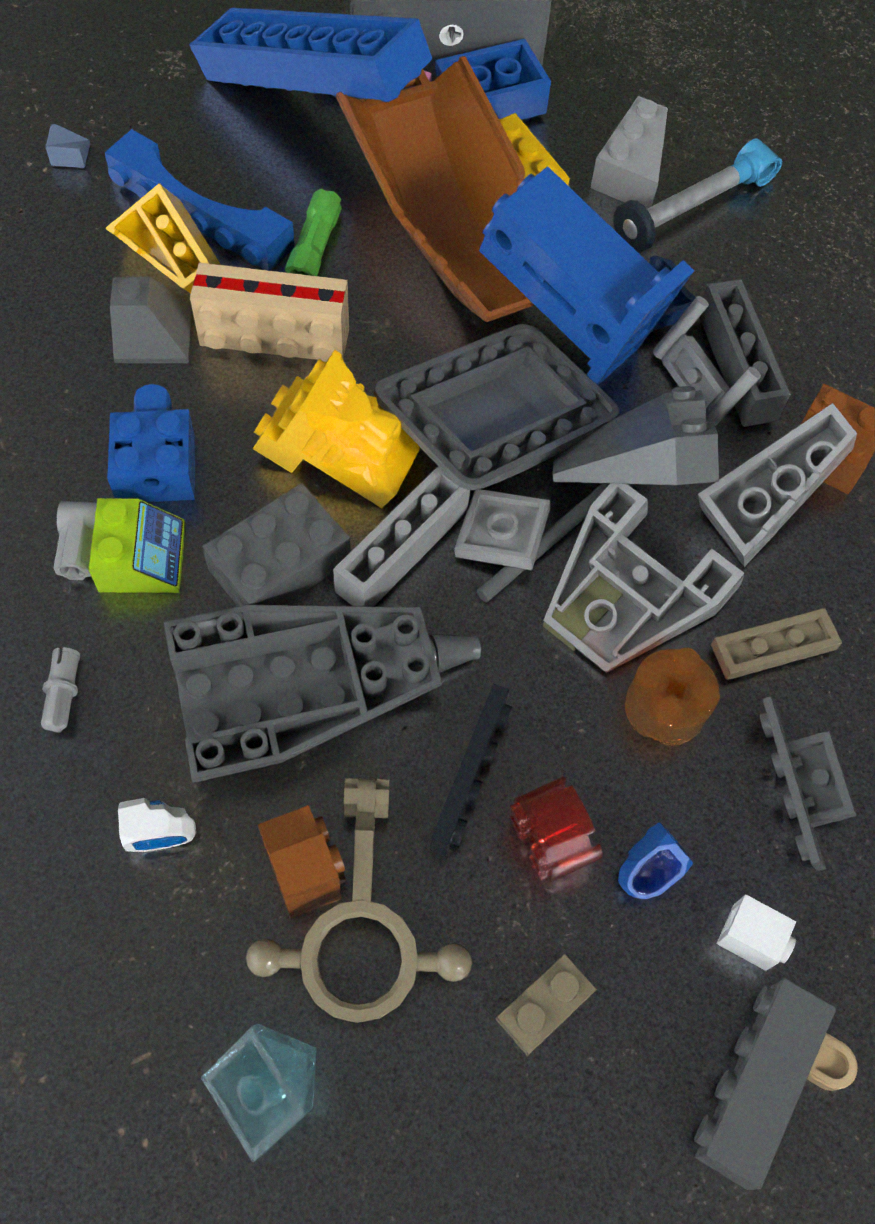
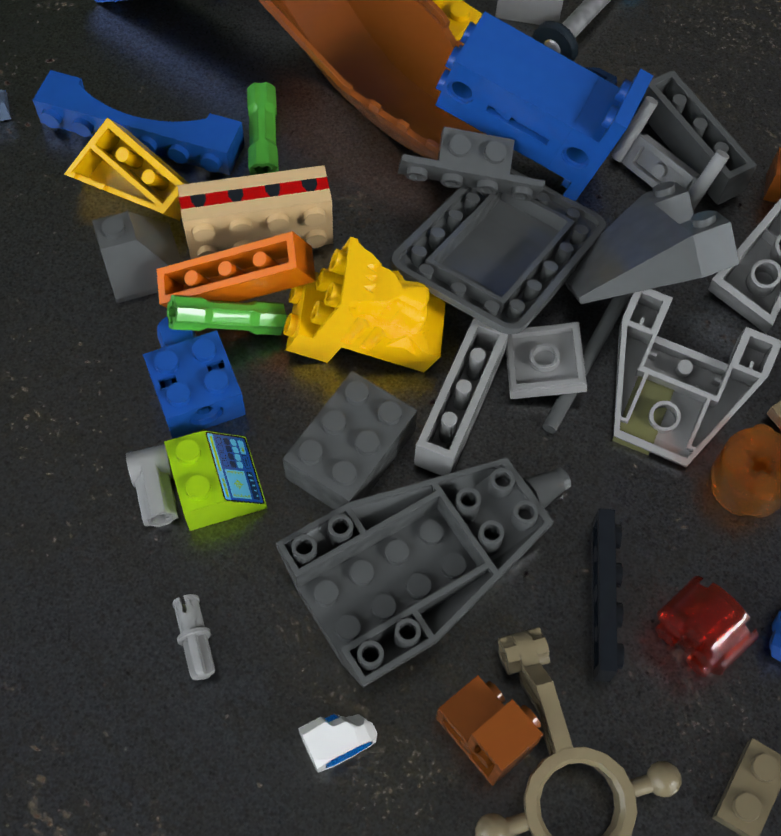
camera: 15 degrees left, 0 degrees up
(178, 390) = (199, 314): none -> bright green axle
(226, 362) = (241, 271): none -> orange brick
(497, 315) = (474, 162): none -> dark grey bracket

